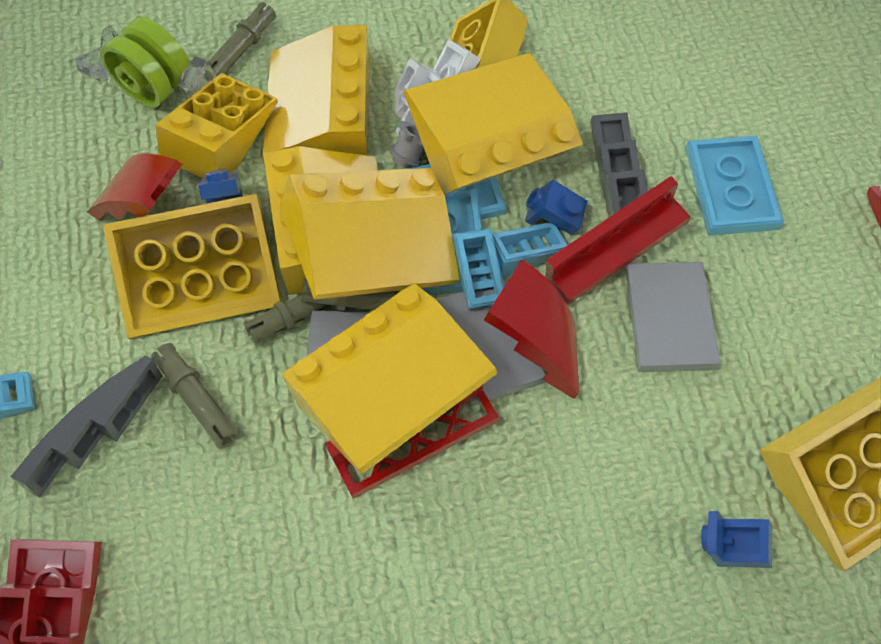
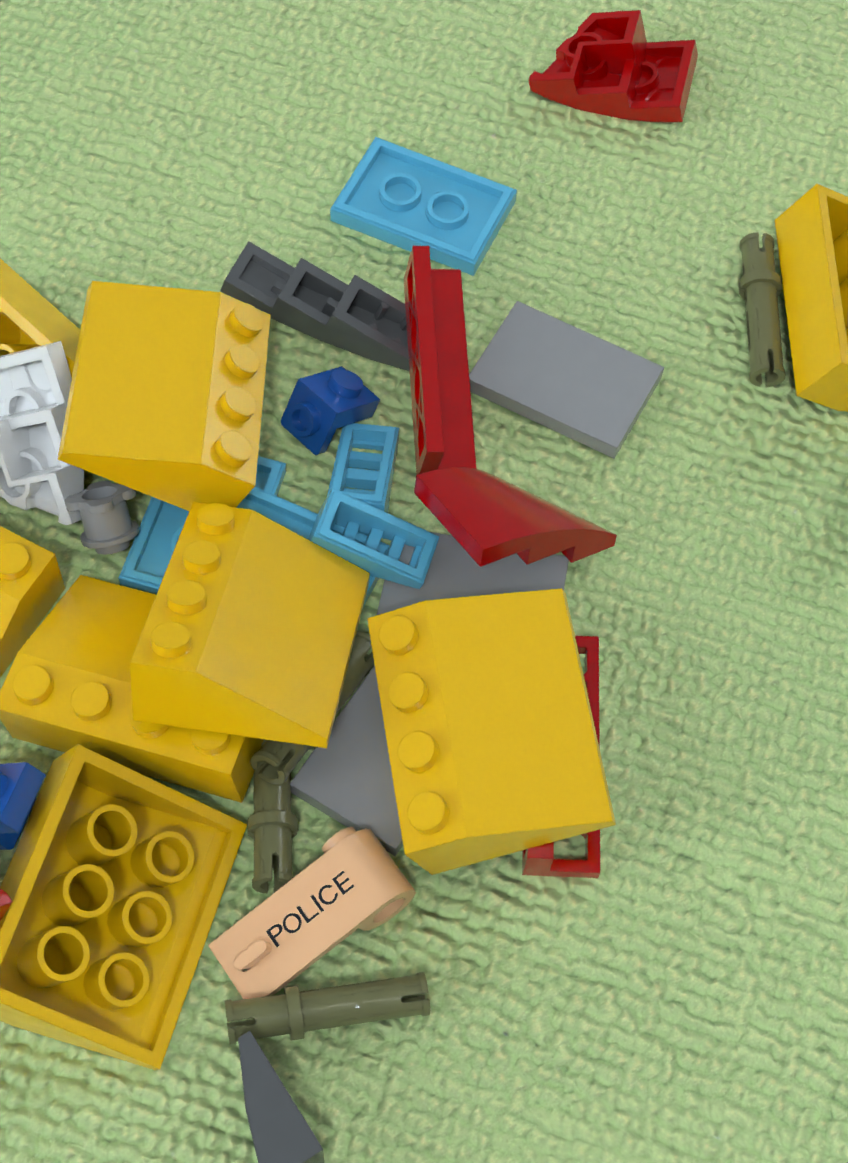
camera: 65 degrees left, 0 degrees up
(244, 360) = (312, 913): none -> light nougat door
(825, 392) = (760, 290): none -> olive pin

